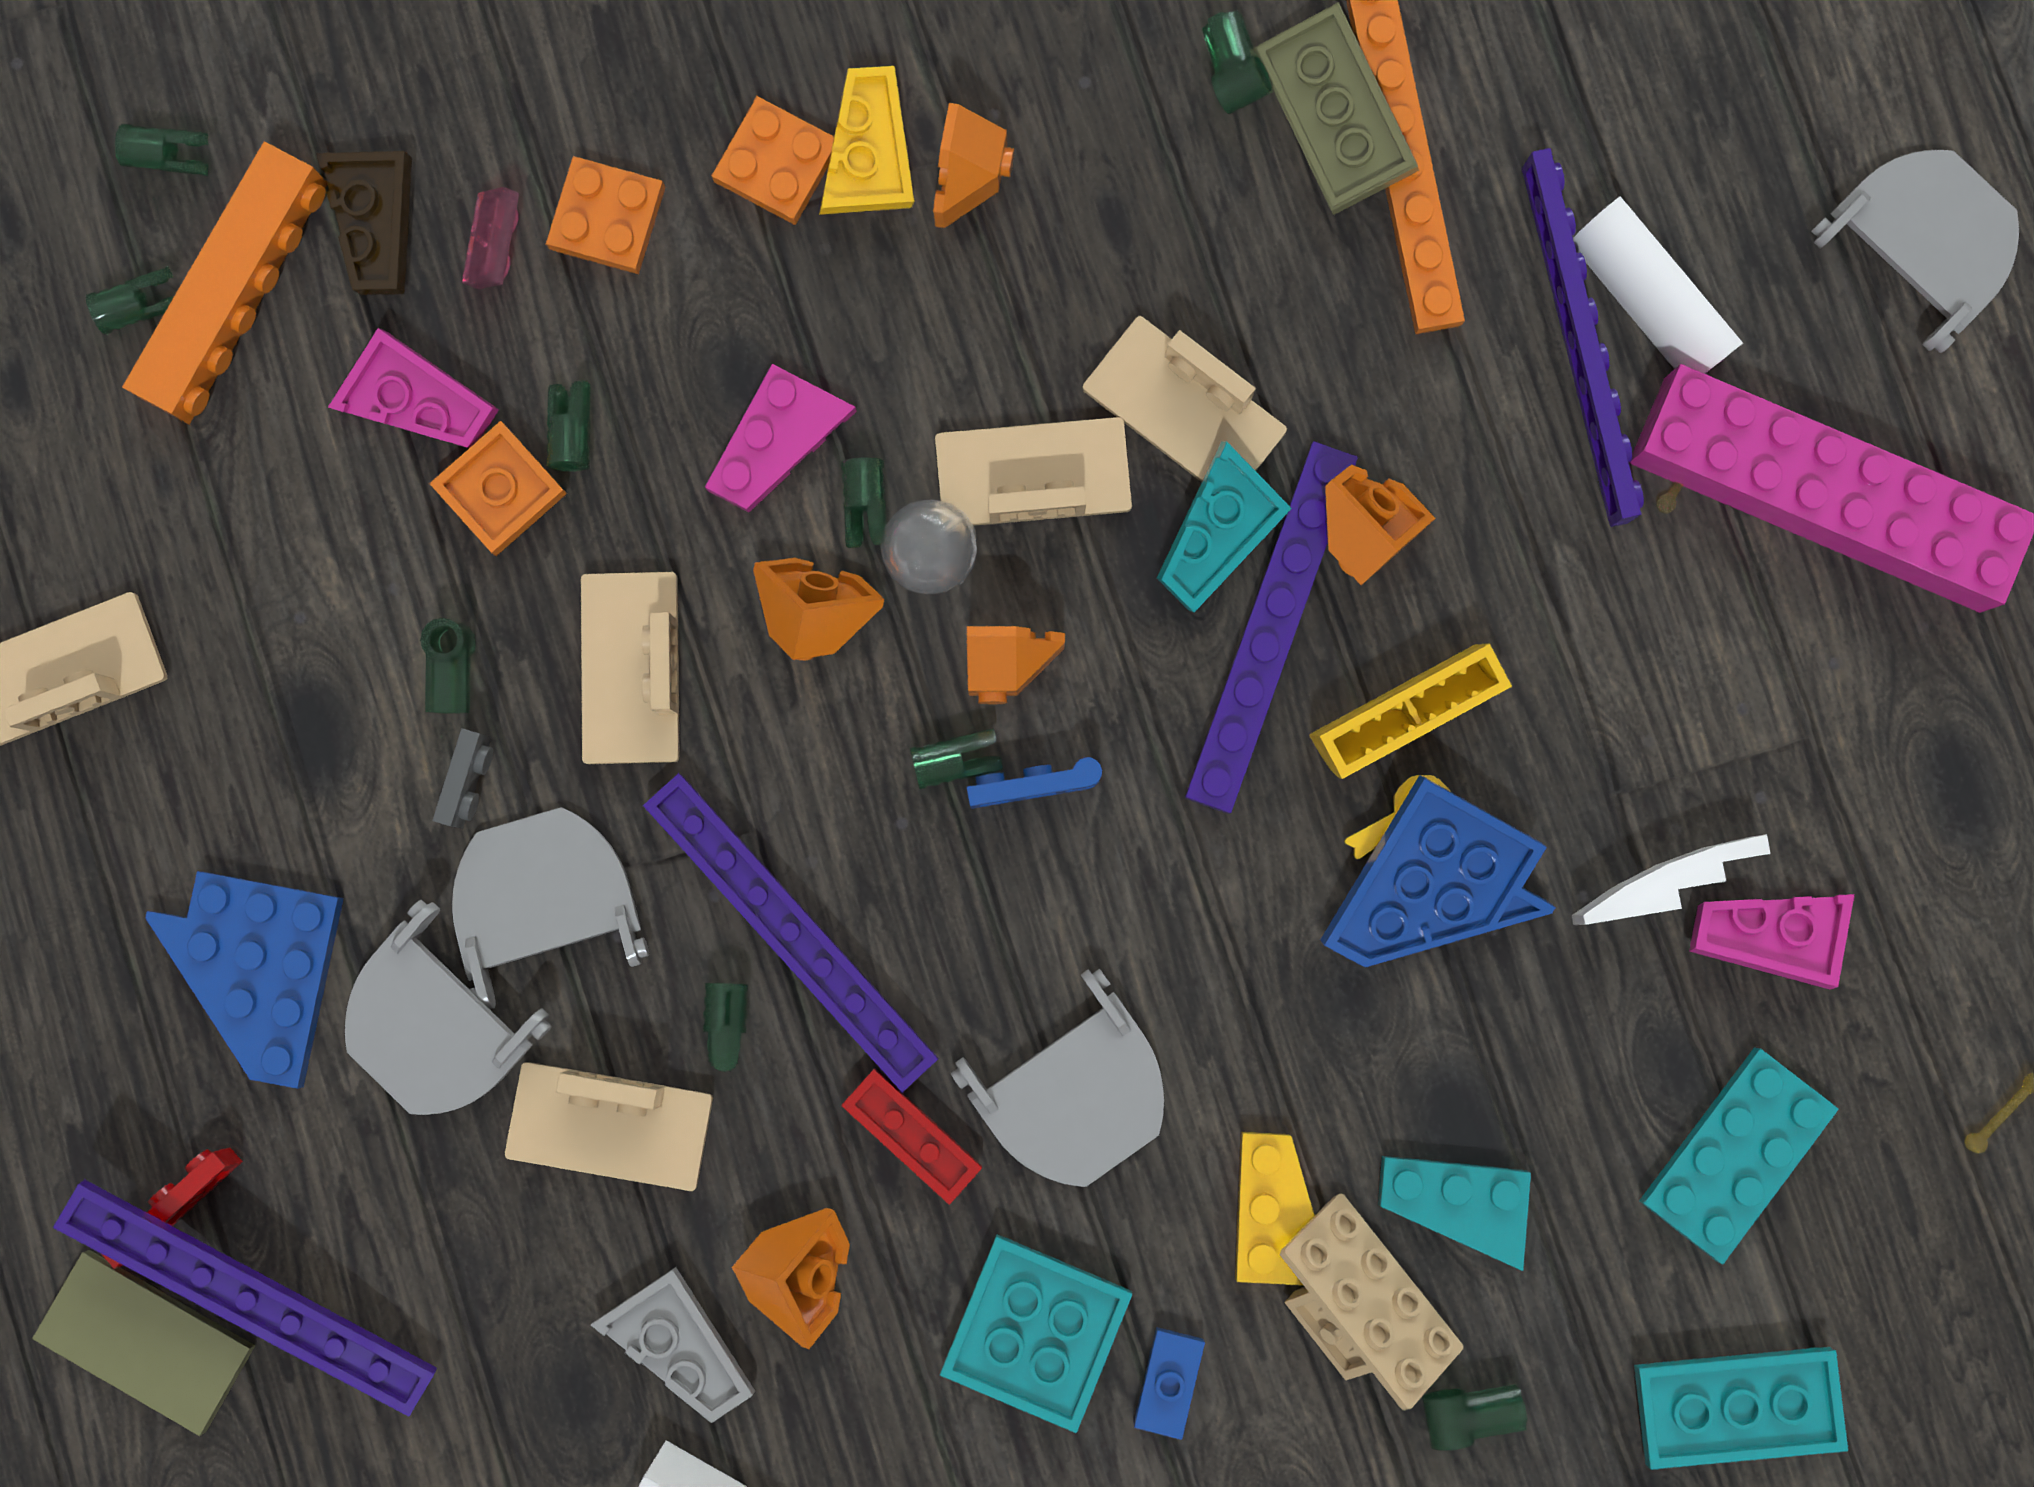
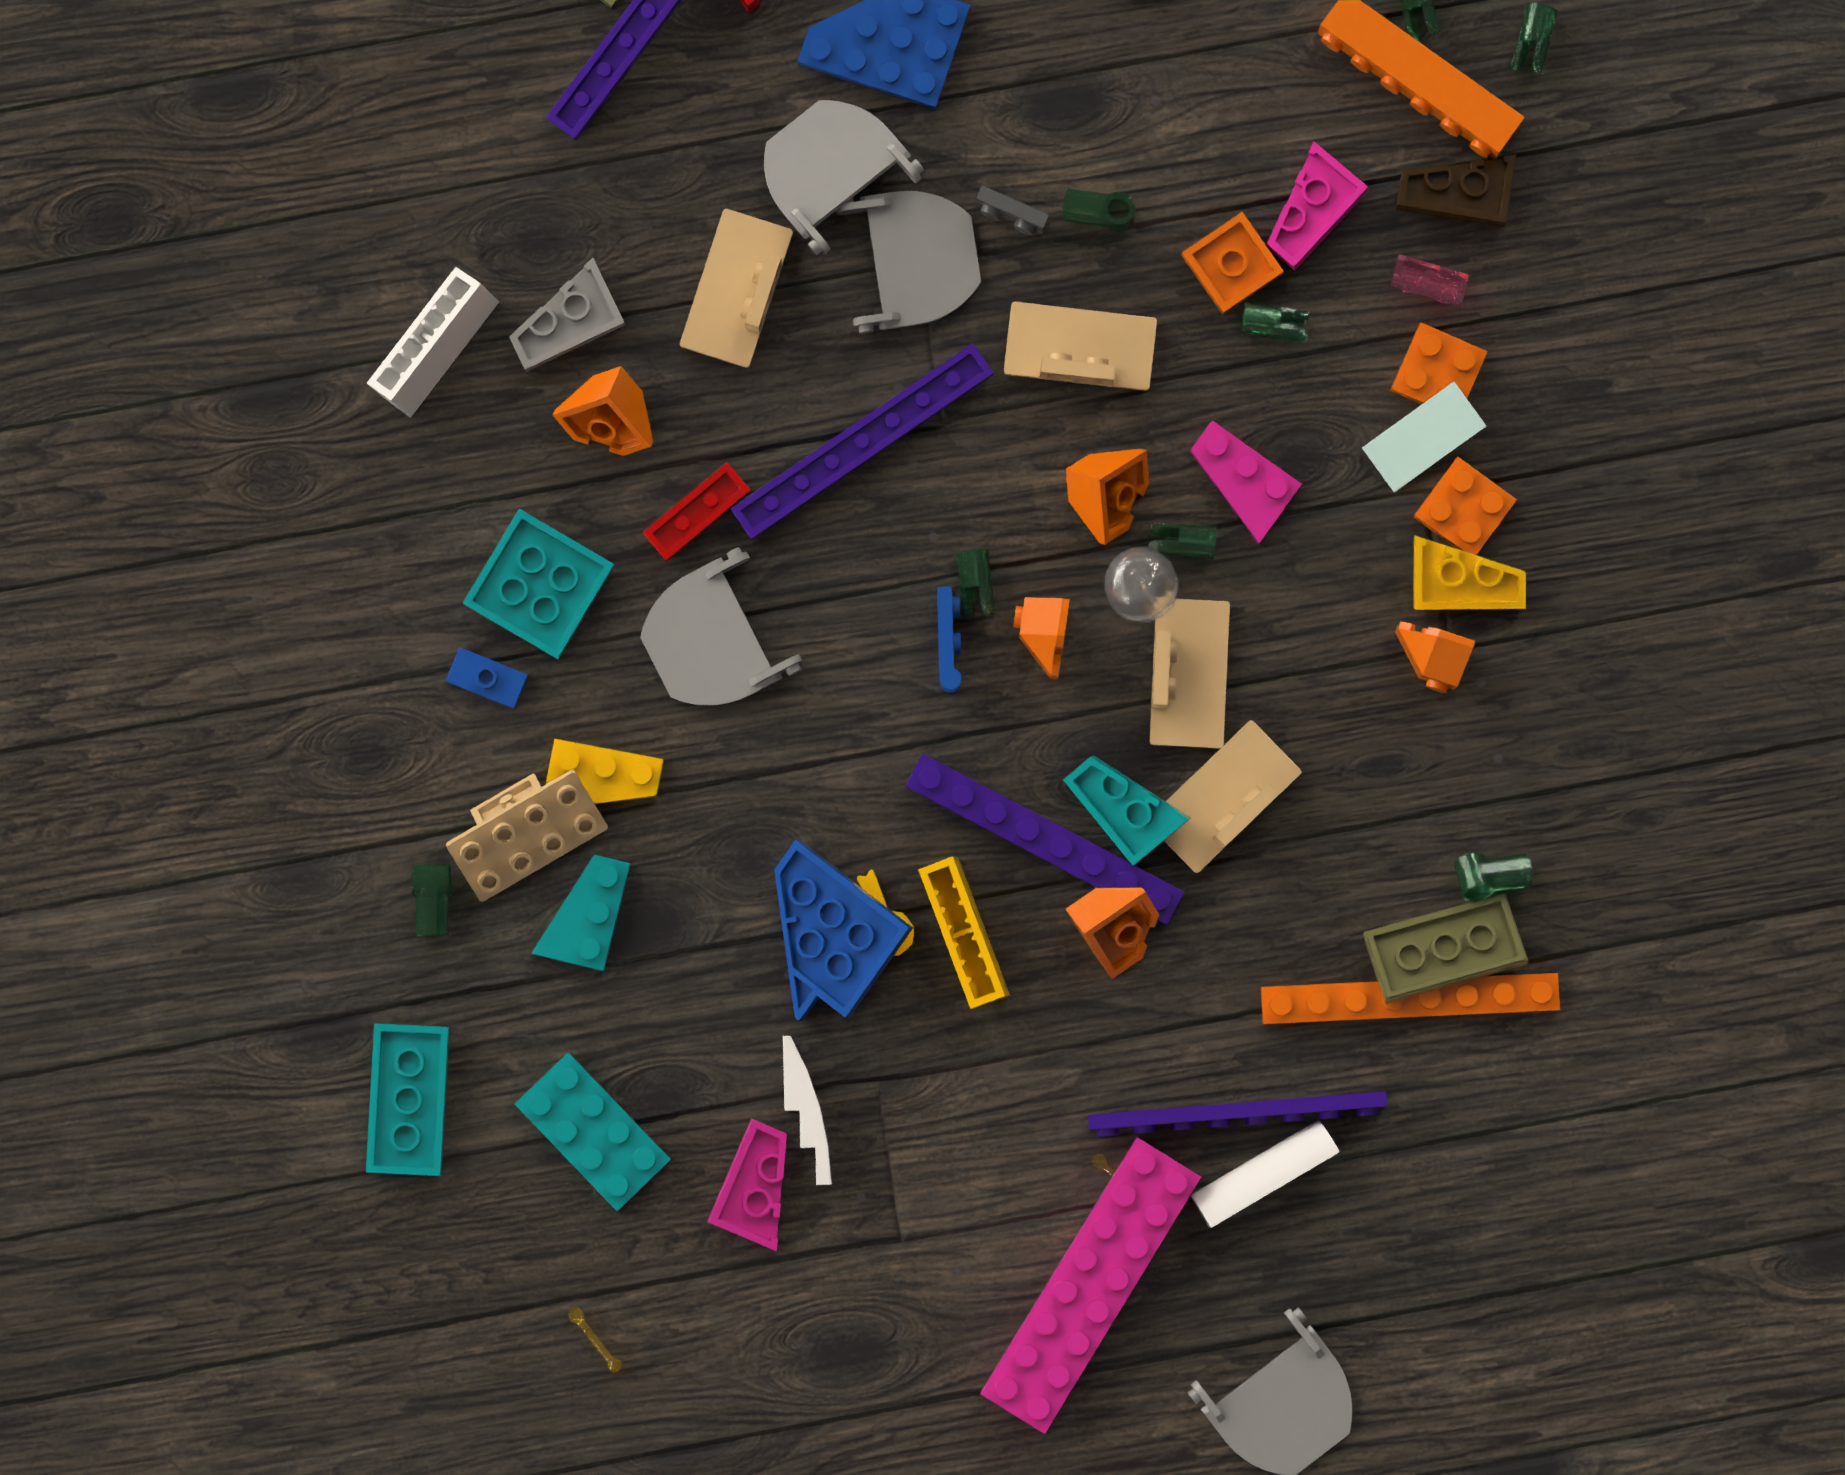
camera: 95 degrees right, 0 degrees up
(691, 219) = (1424, 436): none -> light aqua piece
(724, 1021) = (789, 381): clear green hinge -> none

